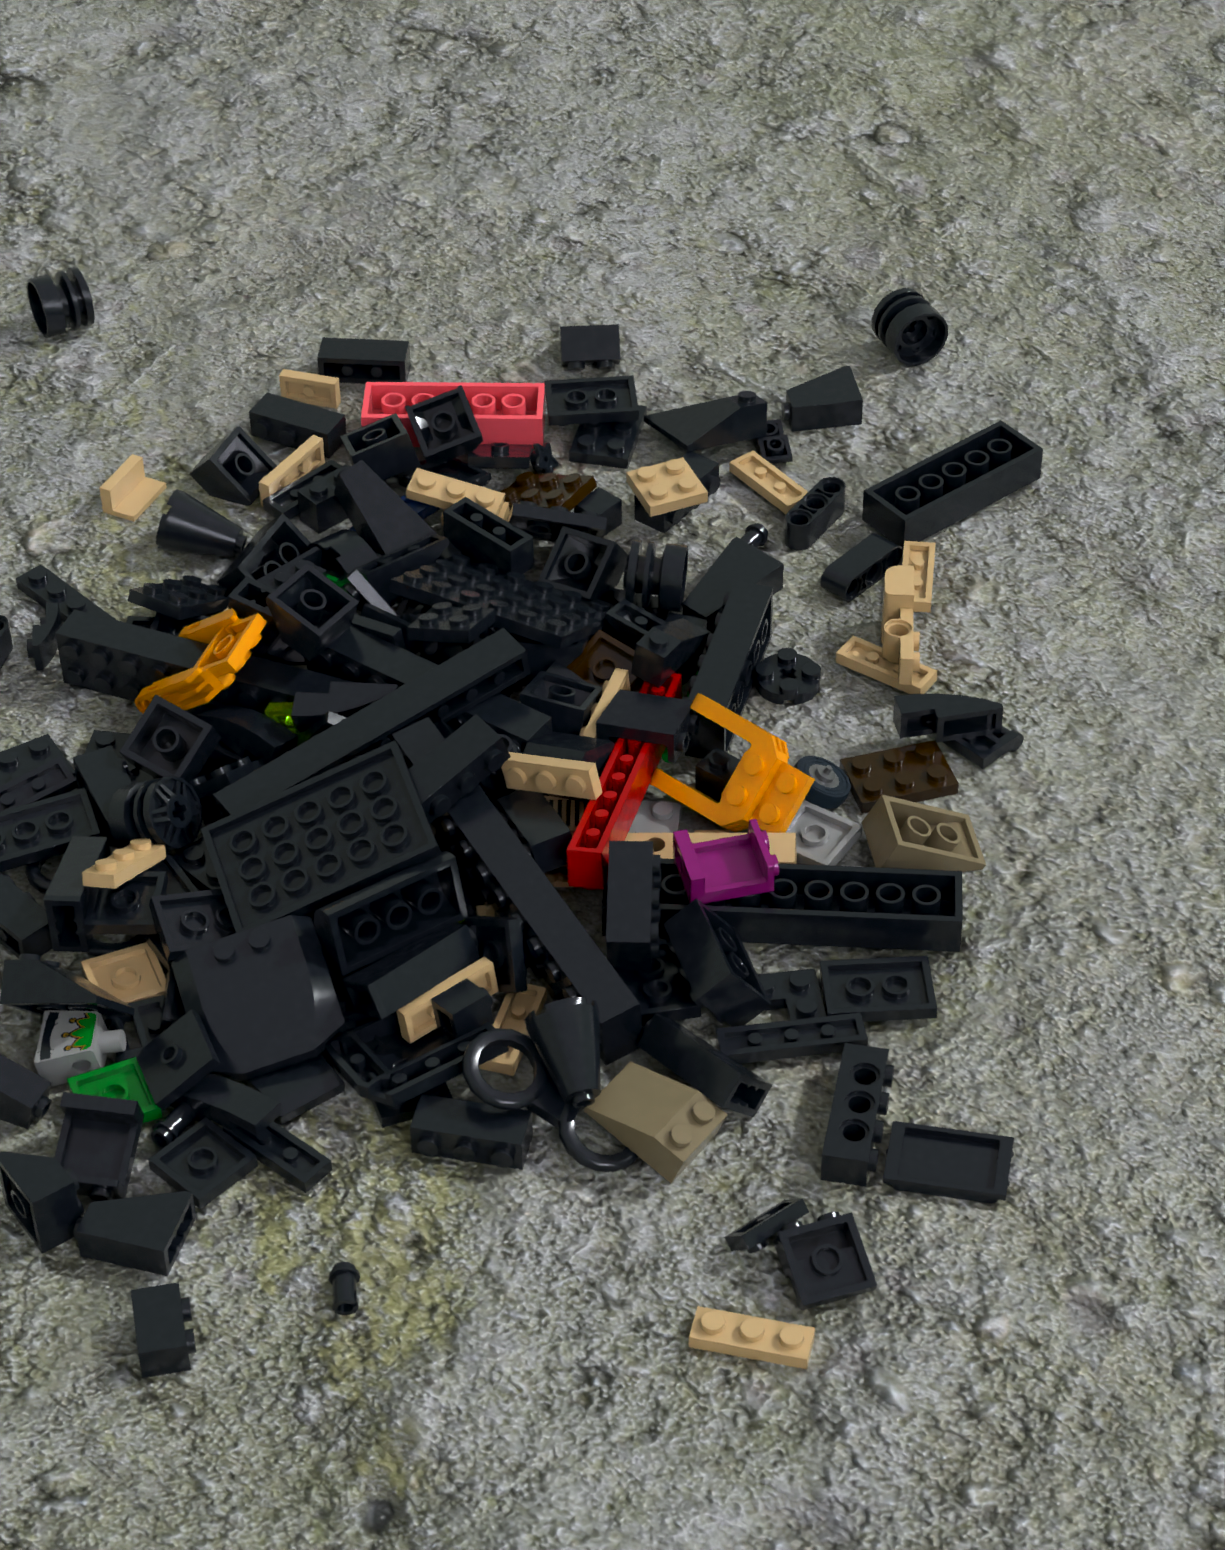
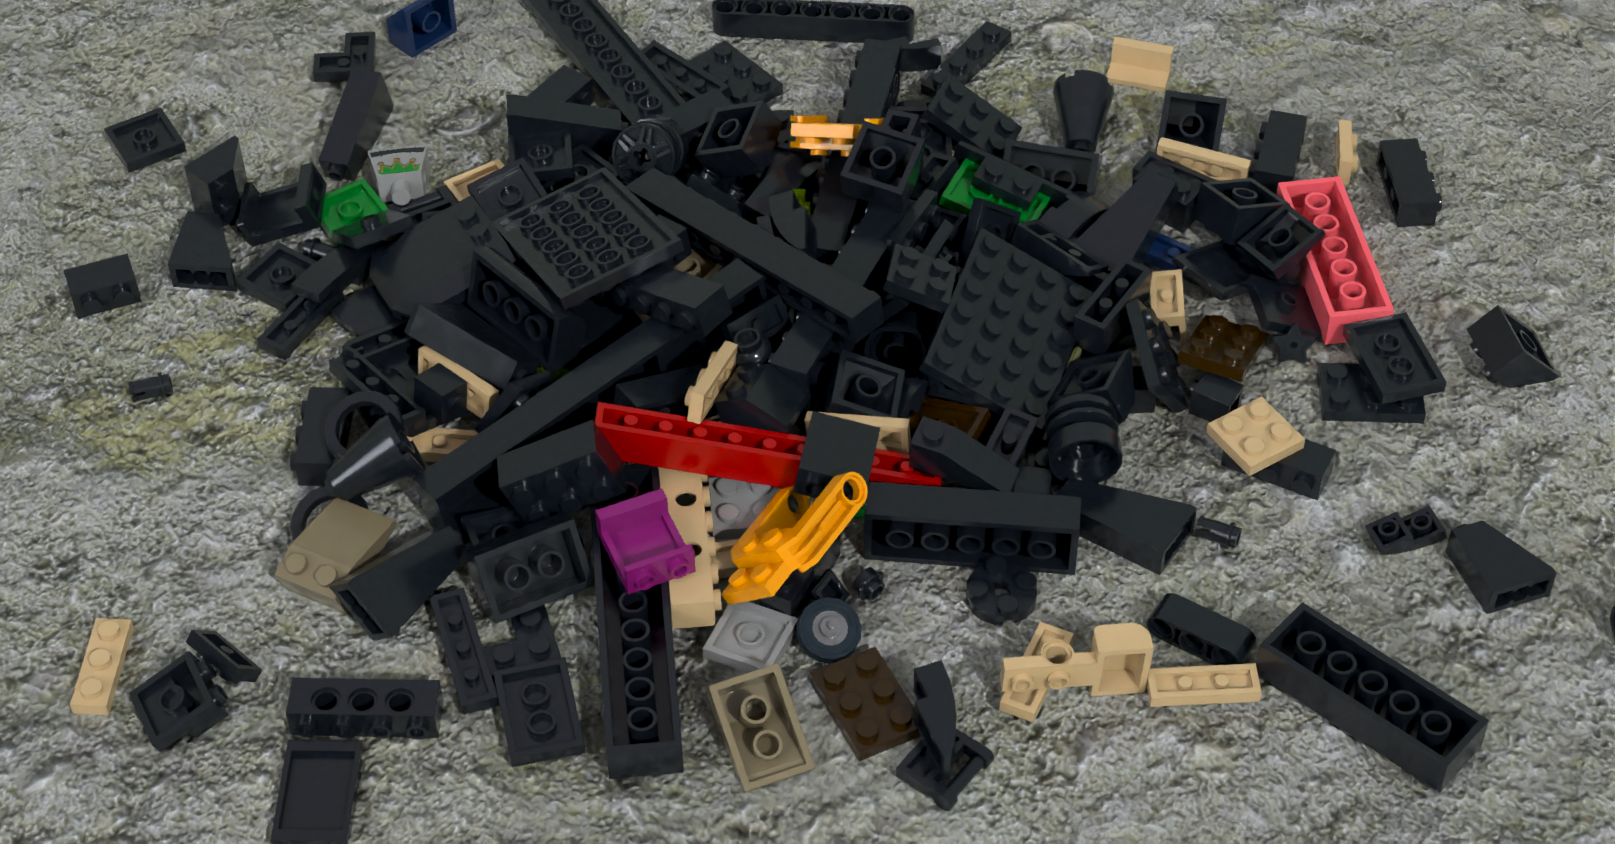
camera: 80 degrees right, 5 degrees up
(45, 986) = (436, 143): black slope -> none
(124, 864) = (570, 138): tan plate -> none
(446, 491) = (1169, 269): tan plate -> none
(713, 422) = (1400, 464): black slope -> none
(767, 481) = (1326, 536): tan plate -> none
(815, 513) = (1281, 579): black beam -> none

